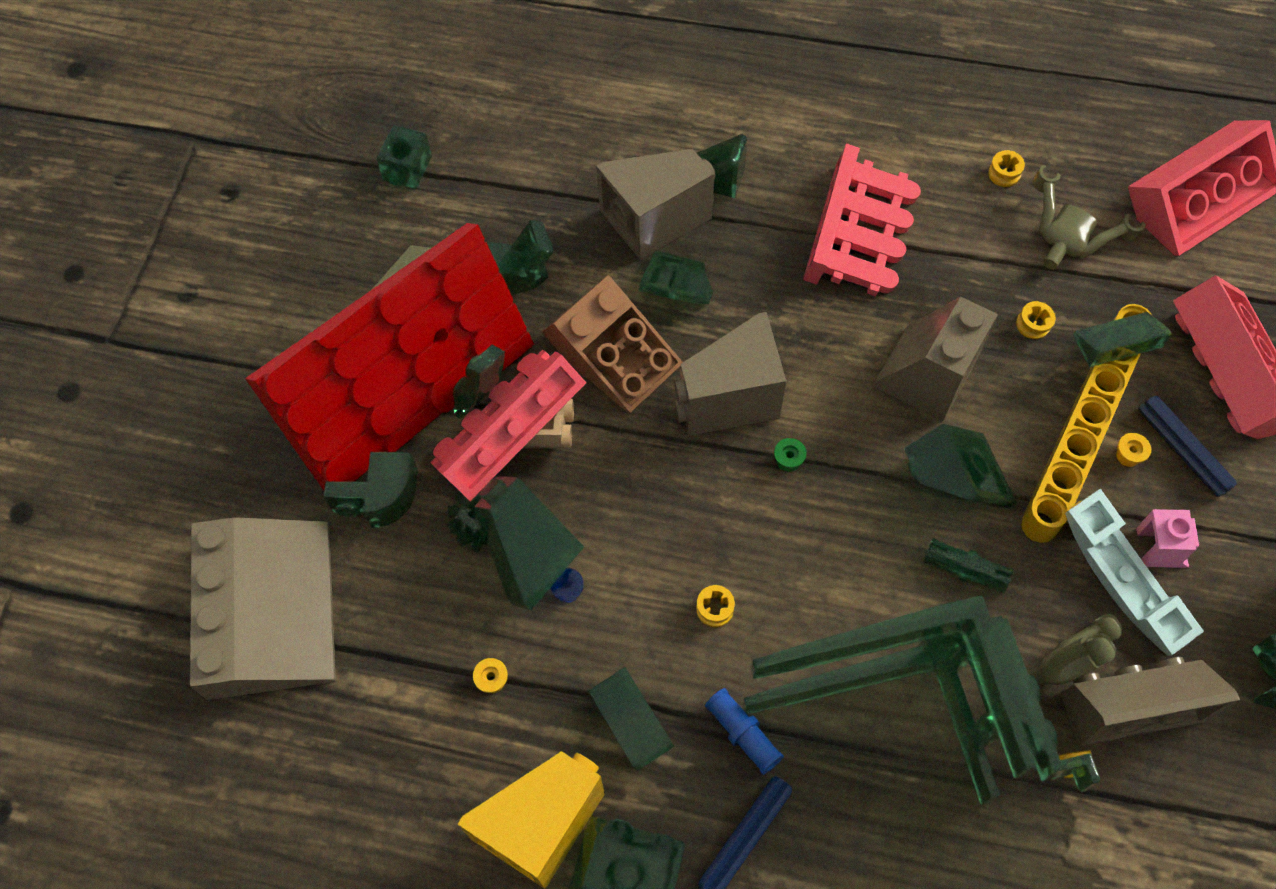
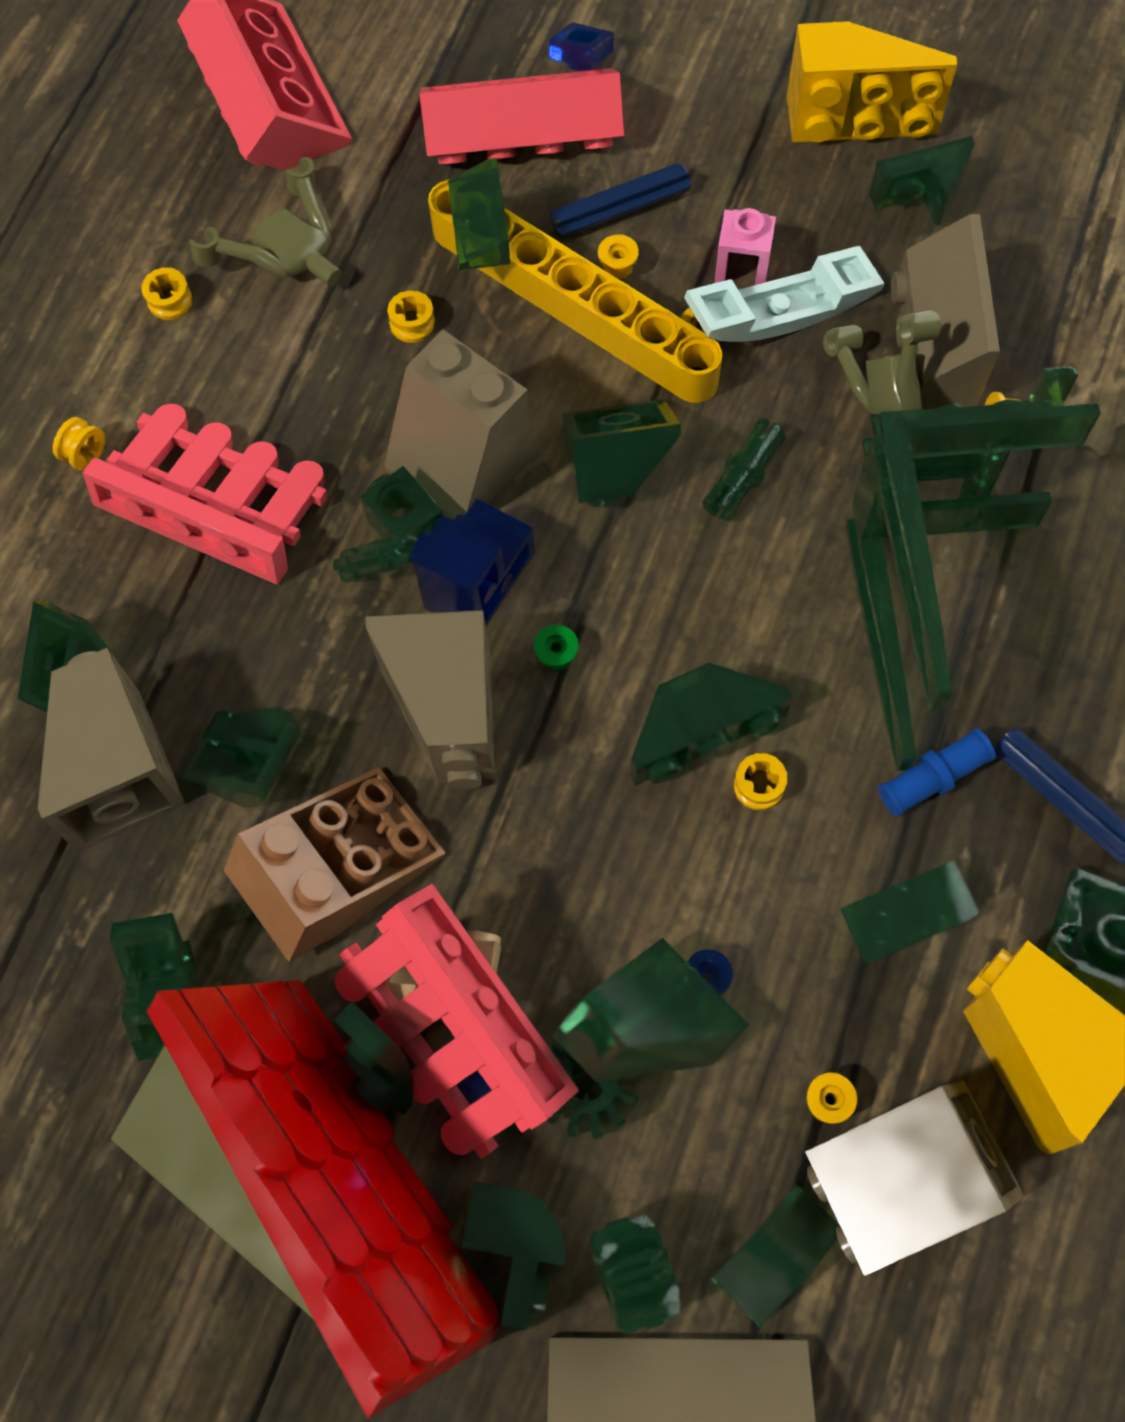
camera: 80 degrees left, 5 degrees up
(362, 557) = (635, 1274): none -> clear green gear
(389, 655) = (777, 1255): none -> clear green slope
(442, 738) = (912, 1177): none -> slope
(751, 553) = (703, 717): none -> clear green slope
(828, 326) = (375, 557): none -> clear green axle
(835, 390) = (472, 560): none -> clear blue brick
(865, 353) = (397, 492): none -> clear green brick
(874, 142) = (78, 443): none -> yellow bush

